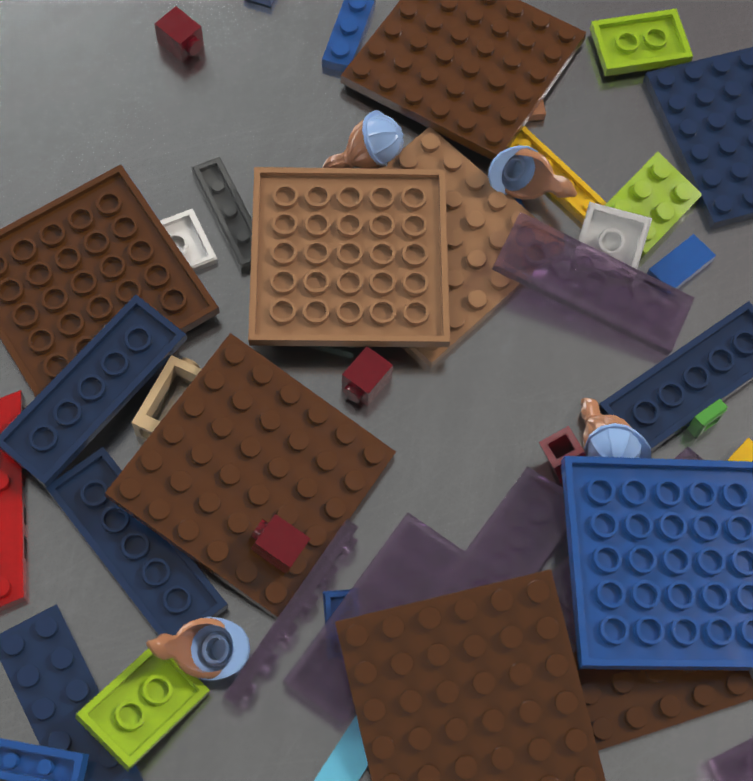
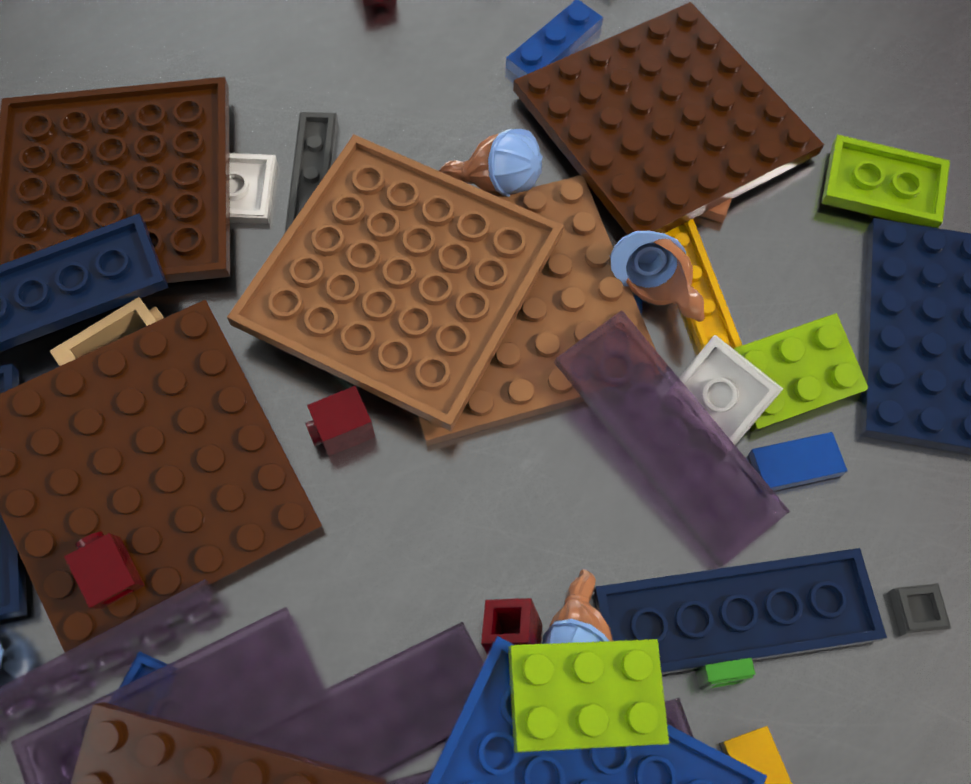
camera: 30 degrees right, 0 degrees up
(638, 464) = (587, 695): none -> lime plate

